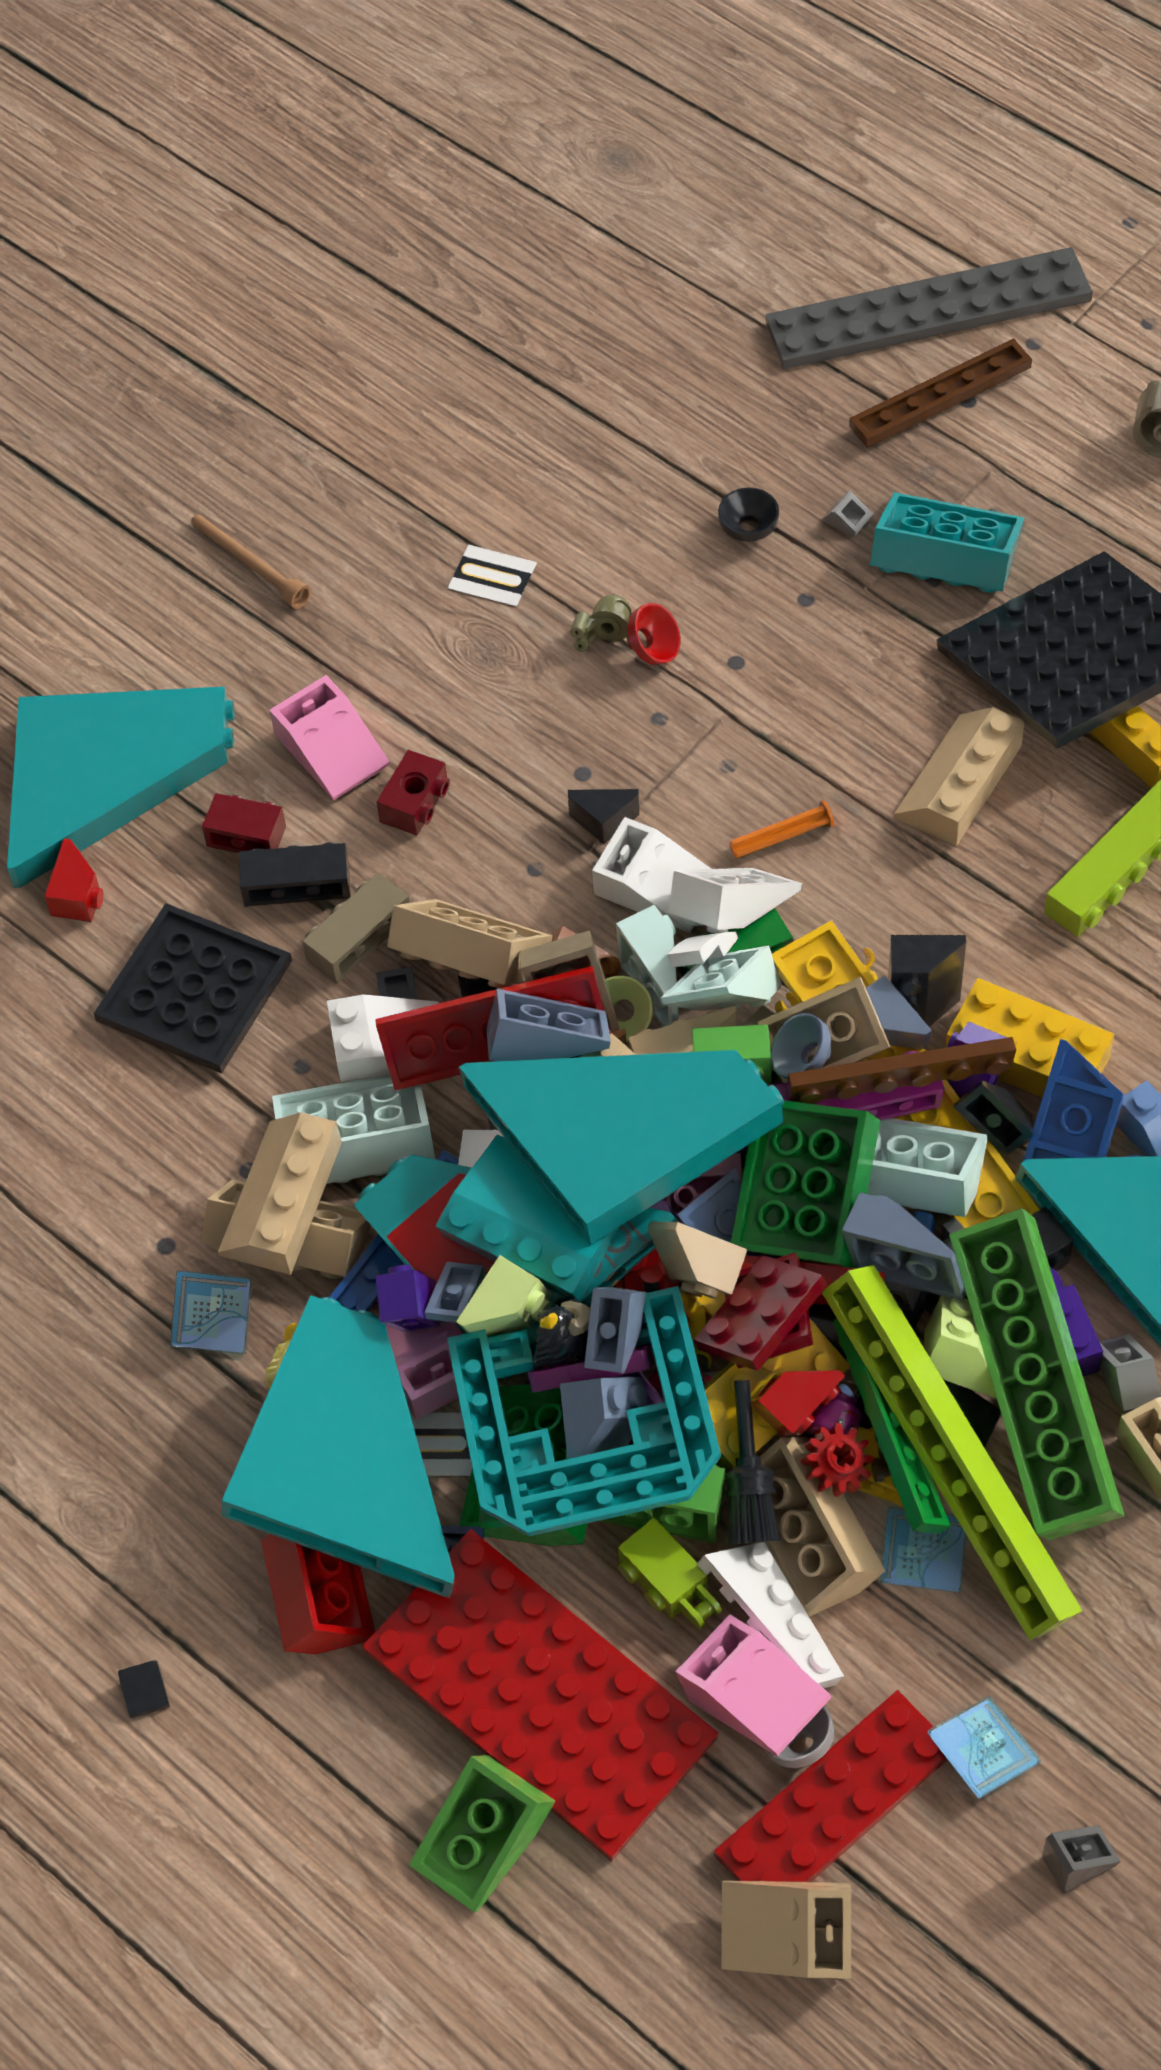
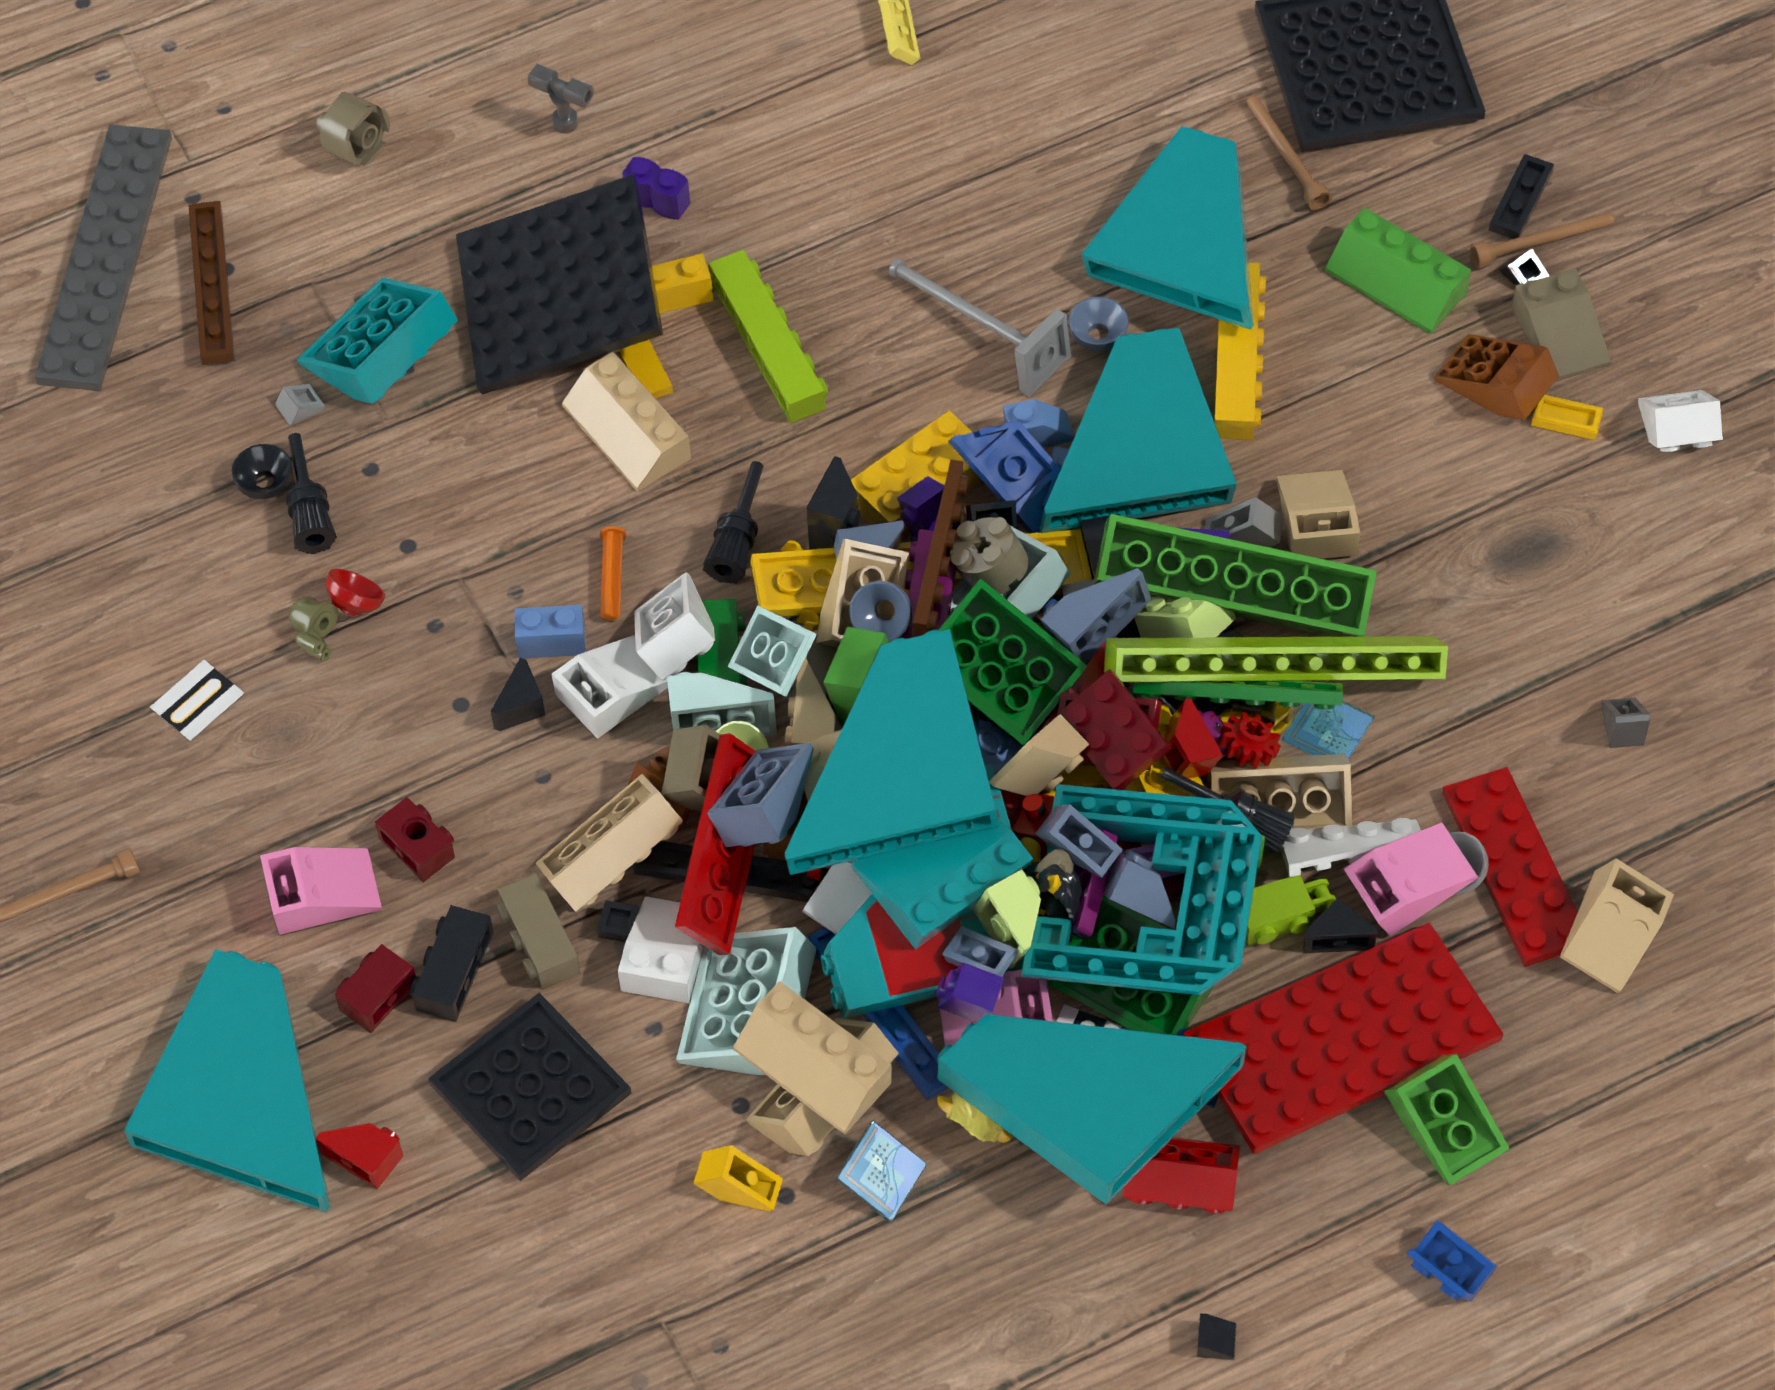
camera: 70 degrees left, 0 degrees up
(157, 1195) = (737, 1179): none -> yellow slope
(306, 1893) = (1452, 1262): none -> blue bracket
(666, 1639) = (1339, 931): none -> black slope
(686, 805) = (550, 631): none -> medium blue brick
(700, 948) = (729, 658): white slope -> none
(731, 562) = (308, 505): none -> black piece
(878, 909) = (734, 535): none -> black piece
(926, 1122) = (989, 552): none -> dark tan brick
(984, 1746) = (1513, 747): clear light blue piece -> none
(1034, 767) = (647, 368): none -> yellow tile

